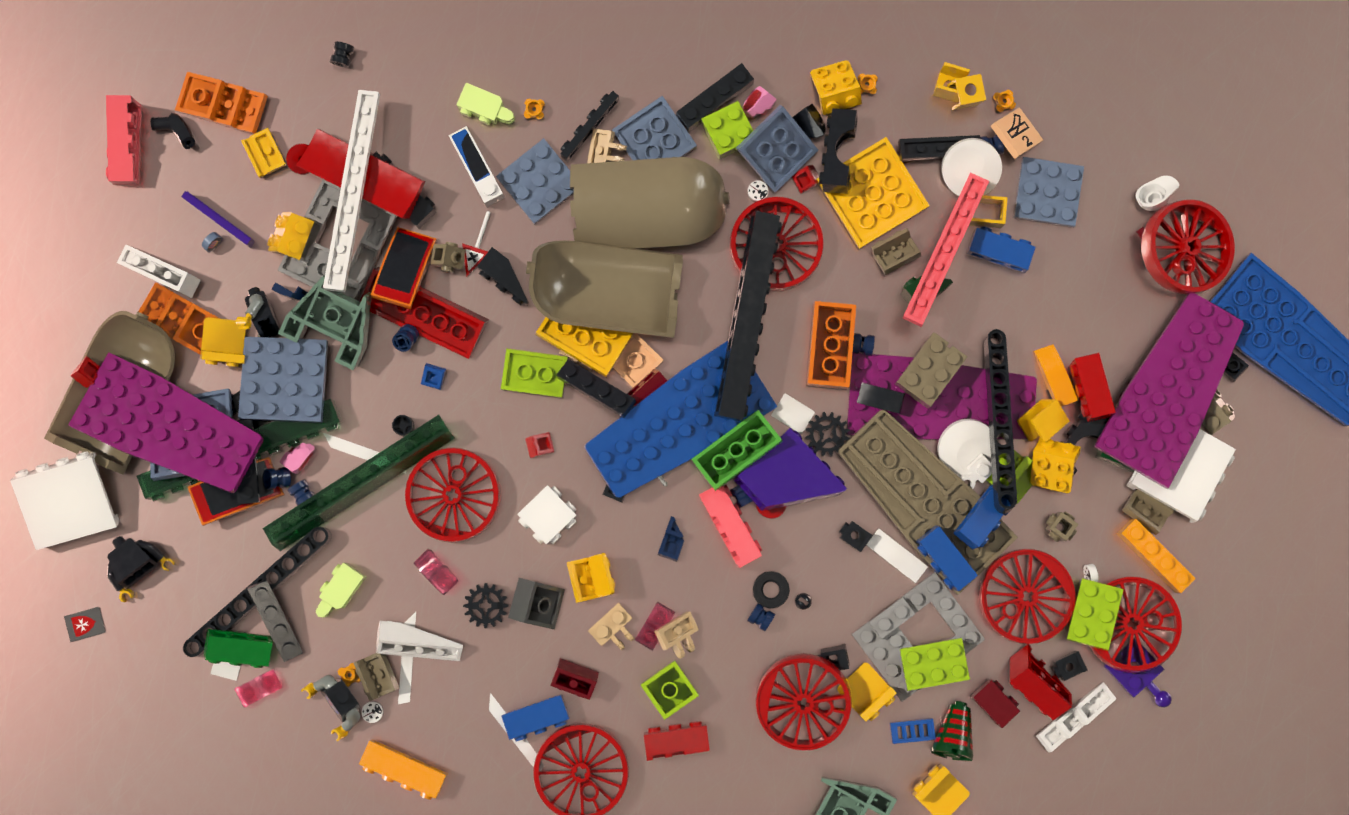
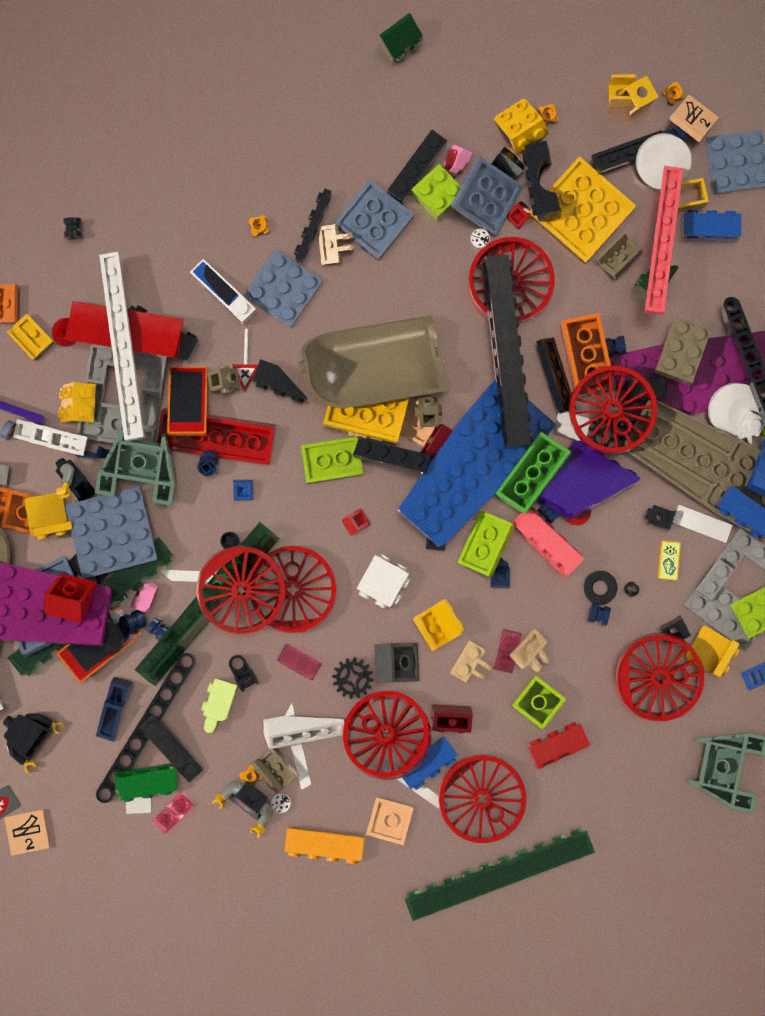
camera: 15 degrees left, 0 degrees up
(102, 662) = (27, 832): none -> light nougat tile
(215, 434) = (69, 598): none -> red slope
(230, 561) = (113, 708): none -> dark blue slope
(251, 262) = (50, 437): none -> white slope
(374, 566) = (243, 673): none -> black piece
(380, 443) = (219, 560): none -> red piece
(478, 765) = (389, 821): none -> light nougat tile
(483, 105) = (214, 236): yellowish green hinge -> none
(510, 673) = (416, 758): none -> red piece
(647, 202) = (386, 278): dark tan panel -> none
(648, 353) = (428, 411): none -> dark tan brick
(666, 508) = (486, 543): none -> lime plate
(792, 356) = (555, 373): none -> black plate
(831, 371) = (595, 377): none -> red piece
(851, 583) = (669, 560): none -> tile

